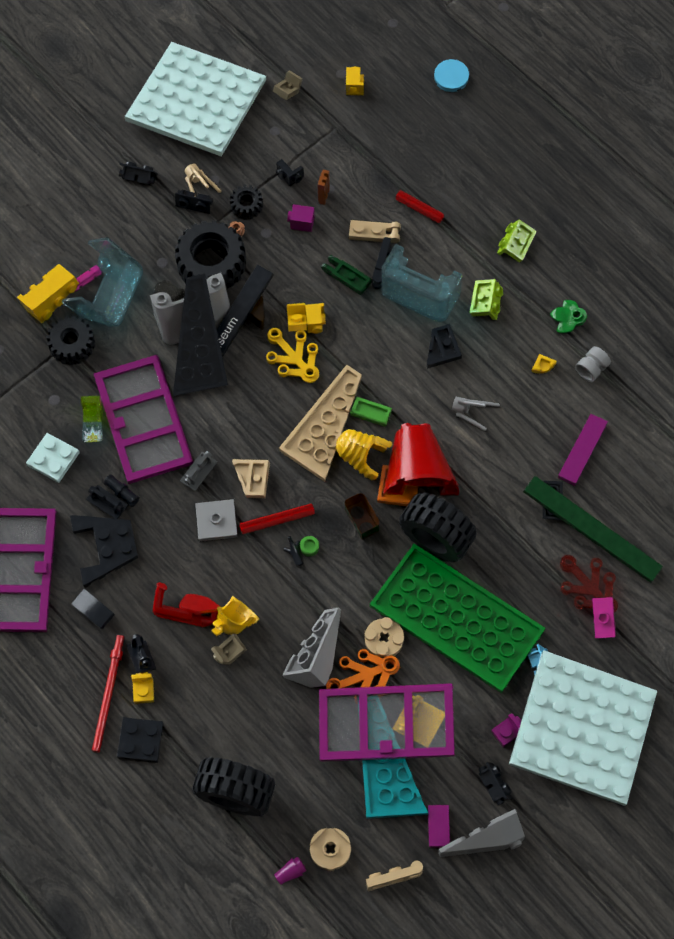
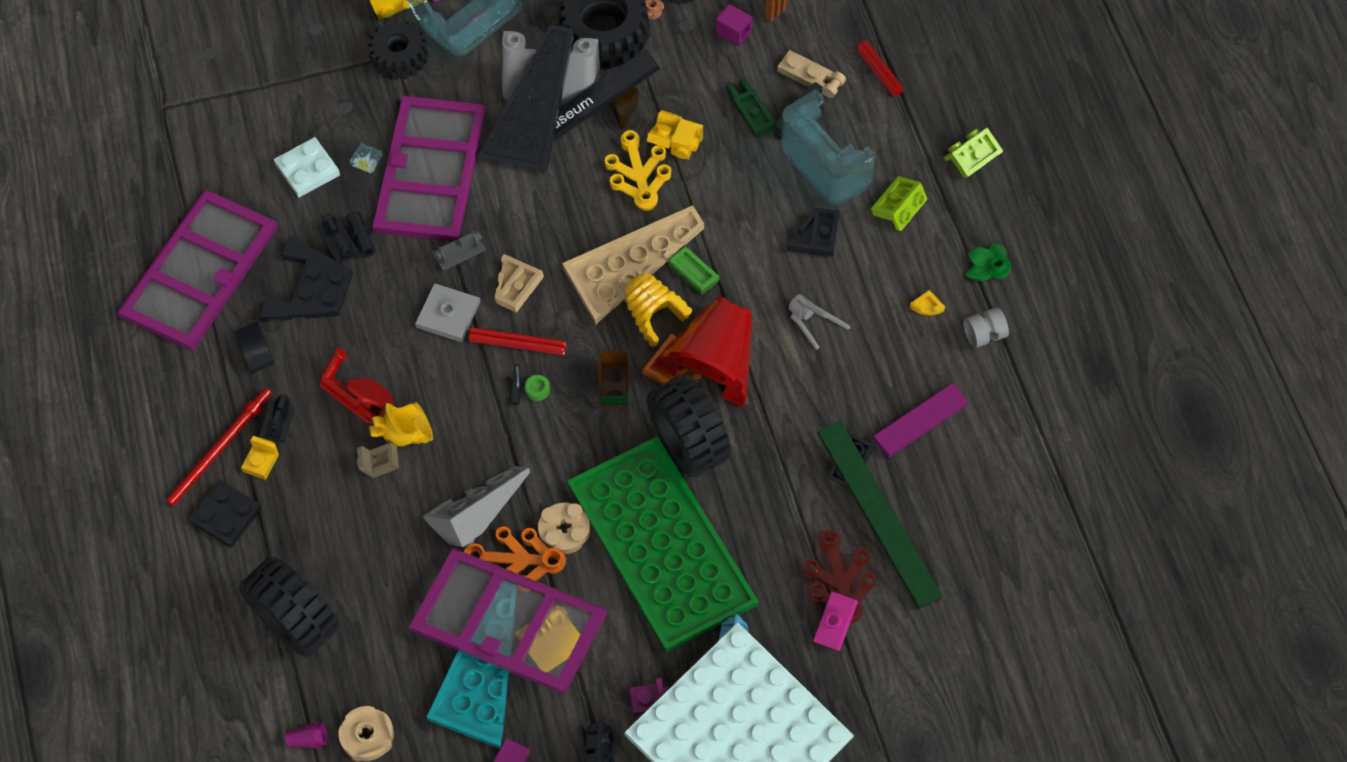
camera: 25 degrees right, 5 degrees down
(92, 408) = (380, 132): clear neon green panel -> none

